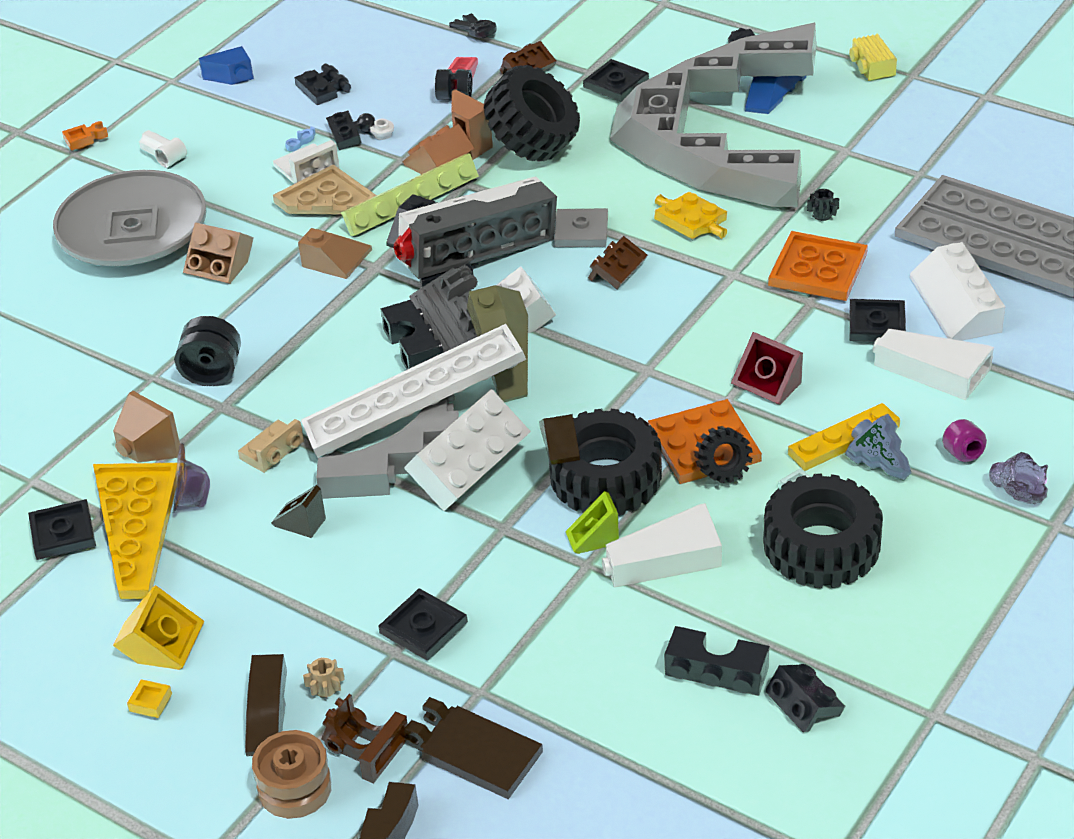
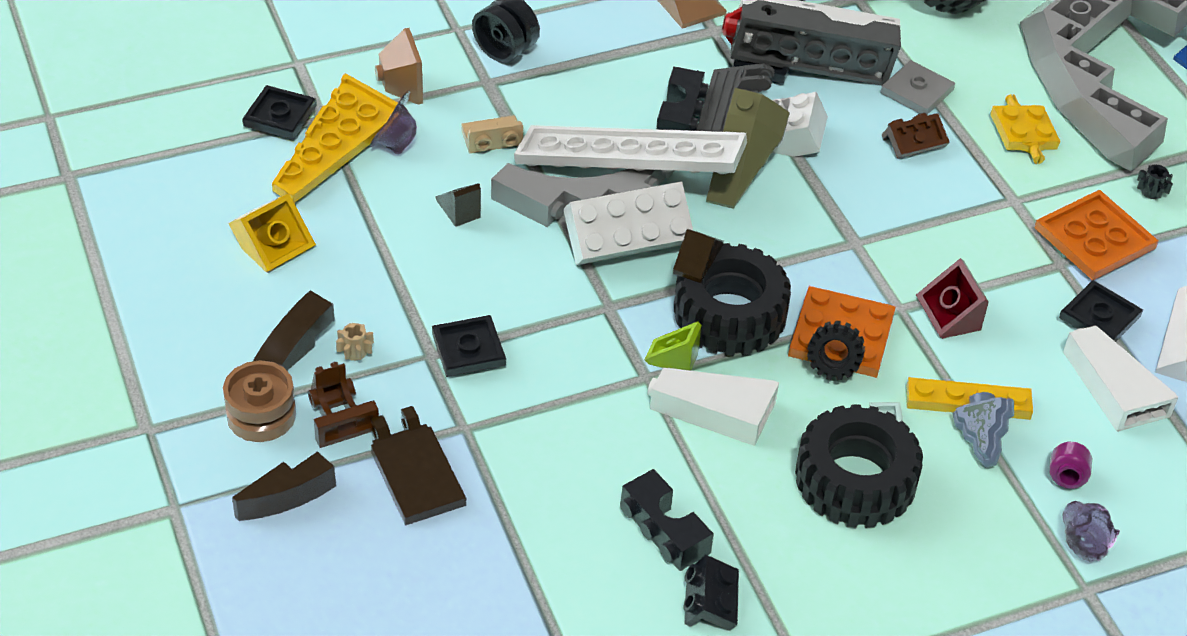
camera: 30 degrees right, 5 degrees up
(149, 698) = (220, 280): yellow plate -> none

